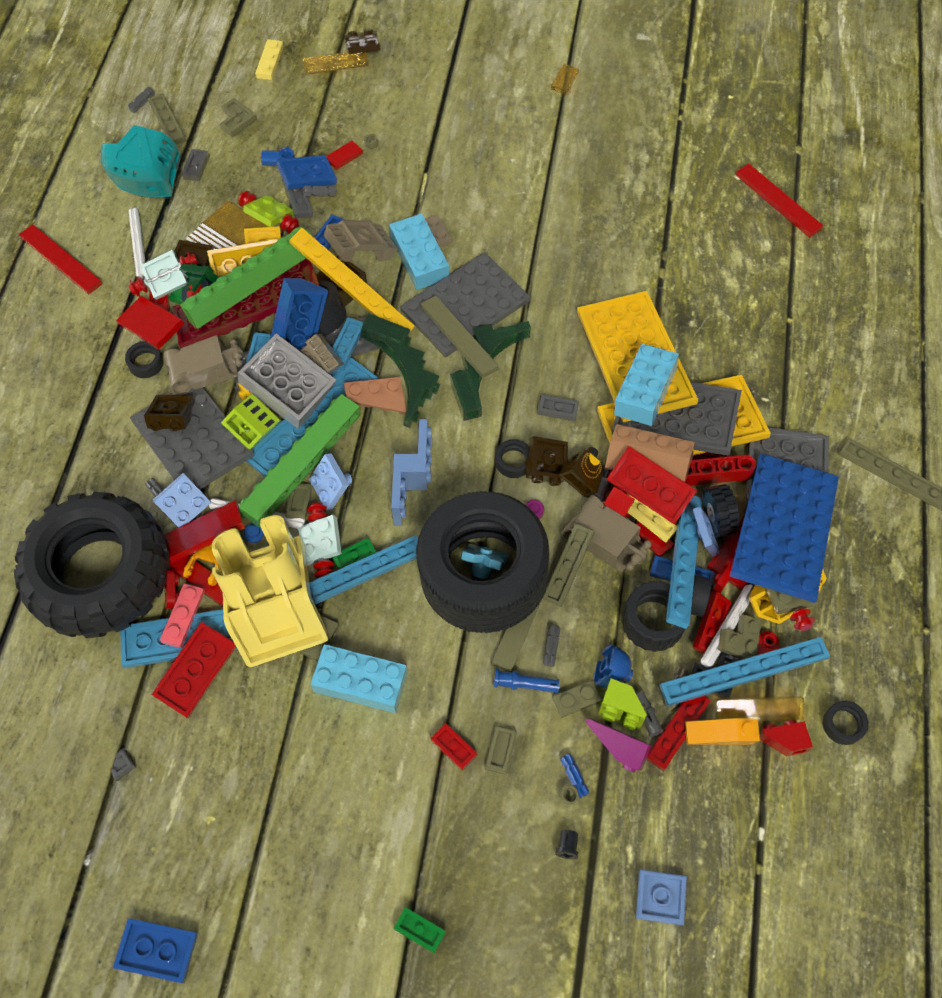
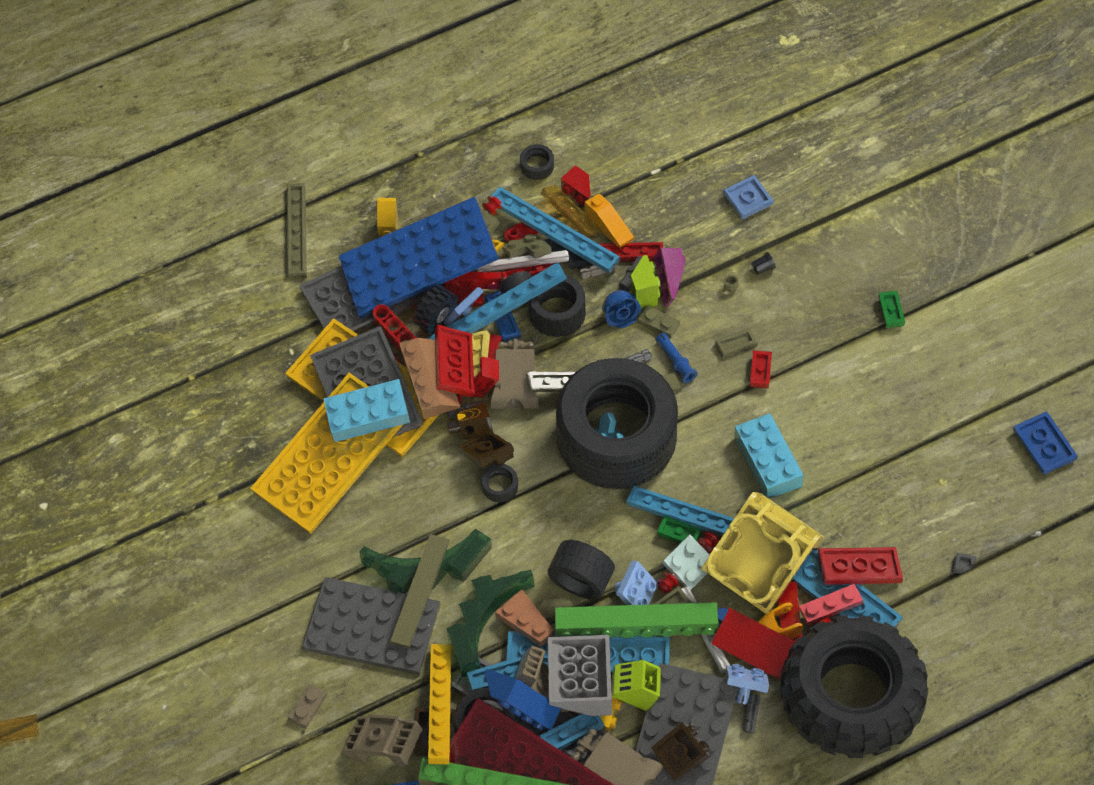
camera: 125 degrees left, 5 degrees down
(372, 445) = (581, 569): none -> black tyre
(411, 472) = (576, 528): medium blue bracket -> none
(419, 251) = (347, 696): medium azure brick -> none
(537, 507) = (532, 442): magenta tile -> none
(558, 407) = (424, 482): dark grey plate -> none
(574, 775) = (713, 290): blue axle -> none
(779, 200) = (53, 456): red tile -> none
(856, 542) = (386, 216): none -> yellow slope

